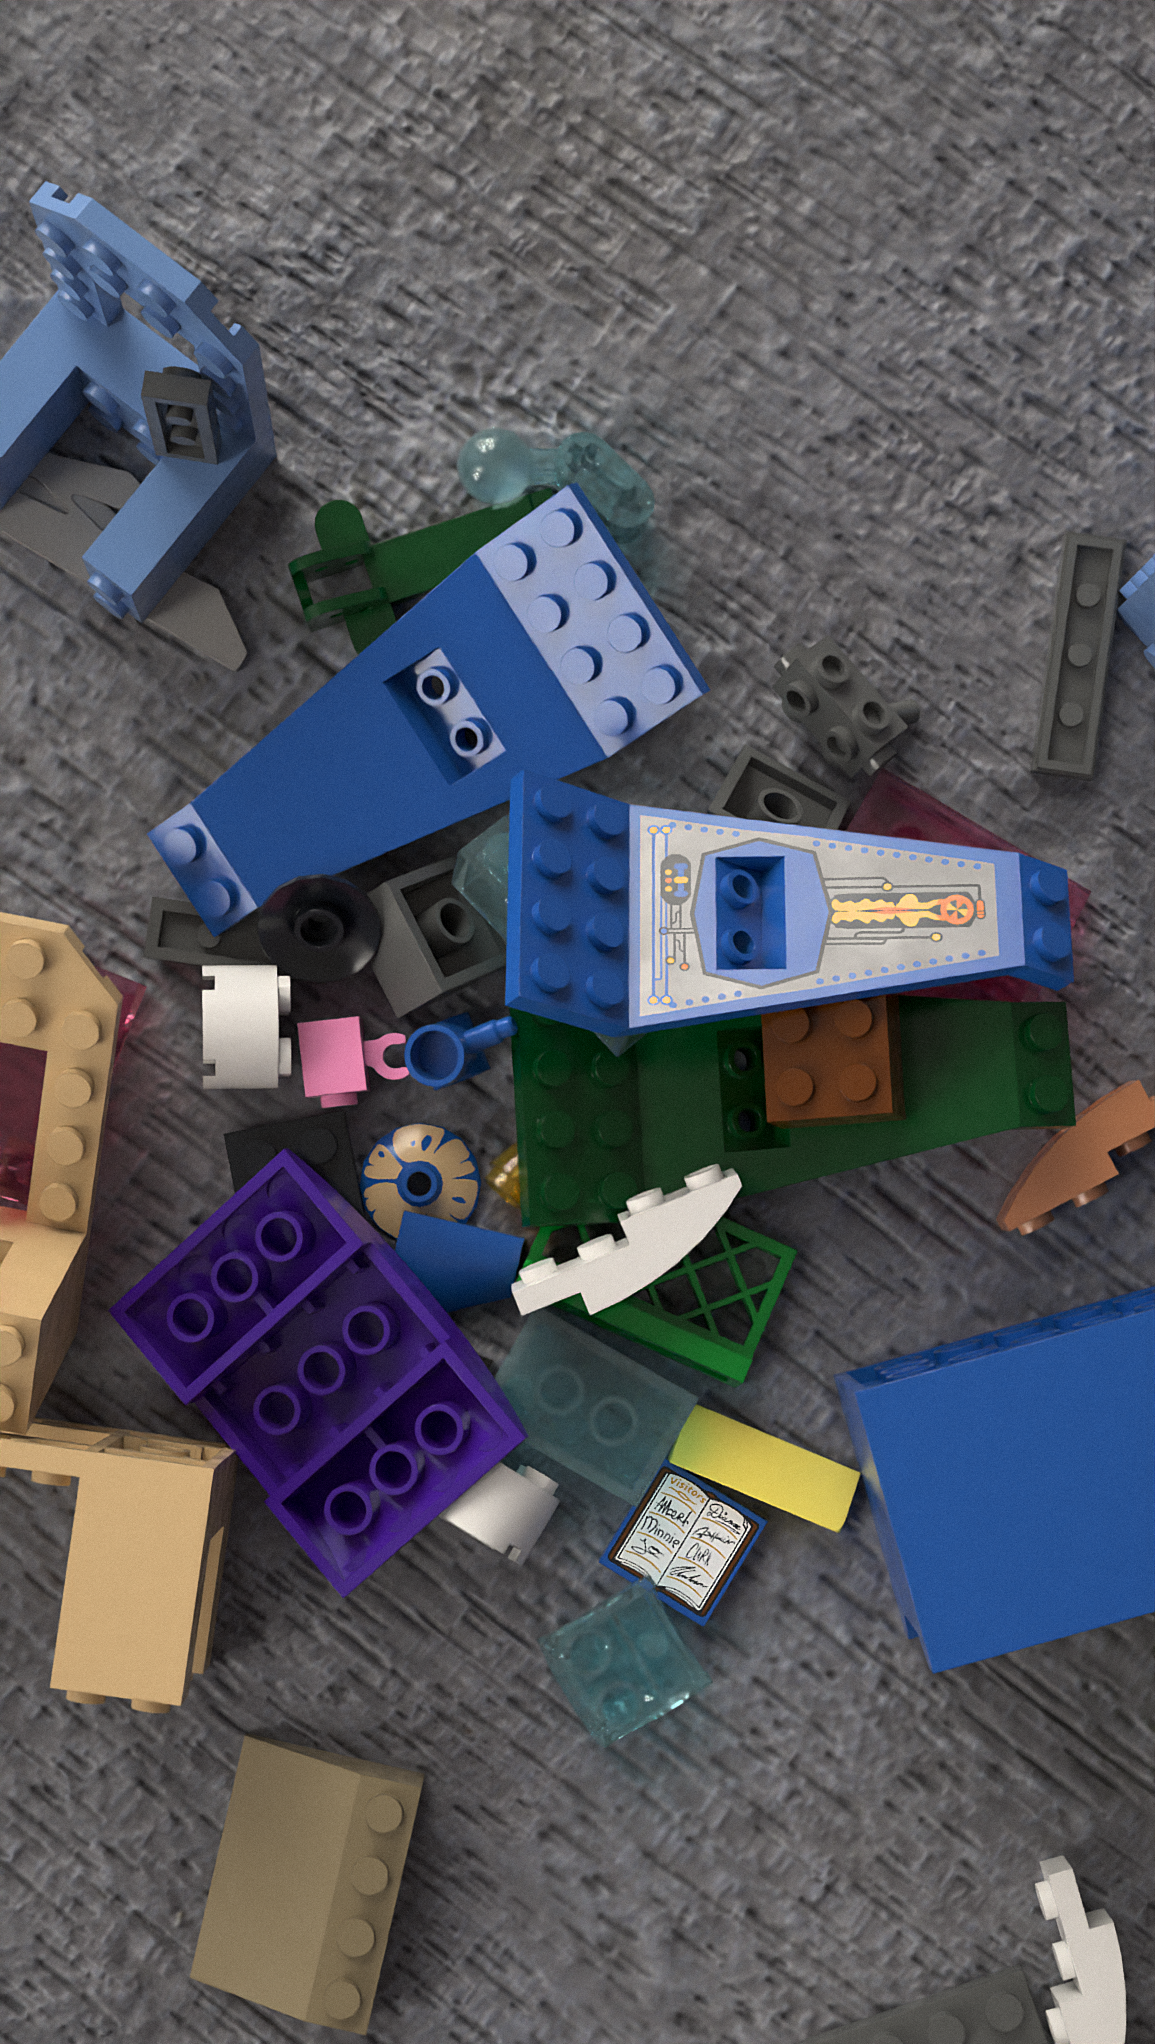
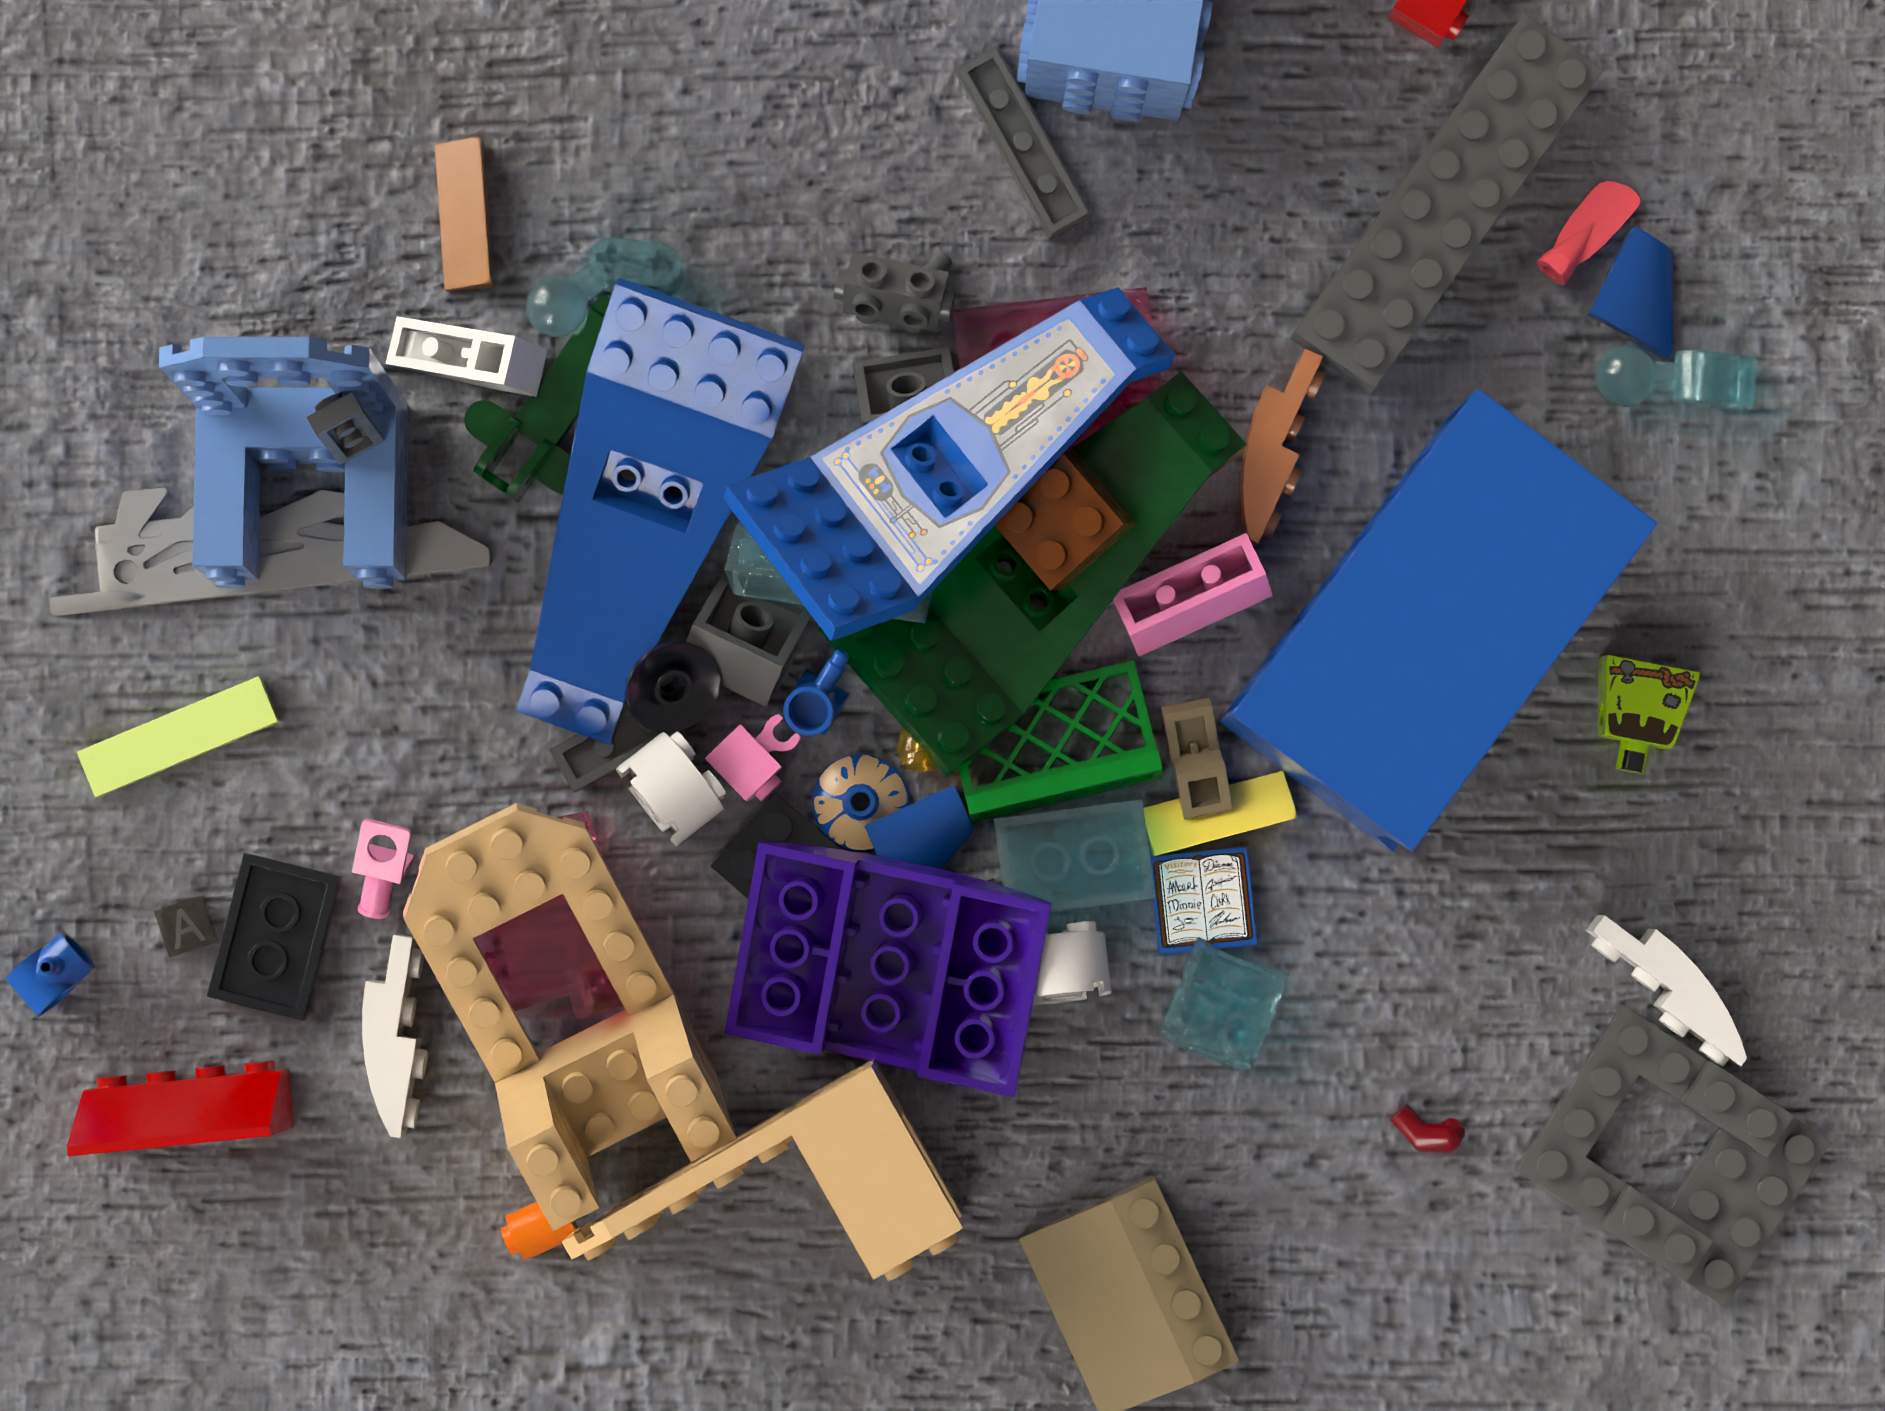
camera: 35 degrees left, 0 degrees up
(371, 449) = (467, 355): none -> white slope
(475, 309) = (464, 214): none -> slope
(657, 1234) = (1037, 717): white slope -> none
(730, 1953) = (1425, 1137): none -> dark red arm
(784, 1396) = (1196, 758): none -> dark tan slope
(905, 1231) = (1192, 594): none -> bright pink brick

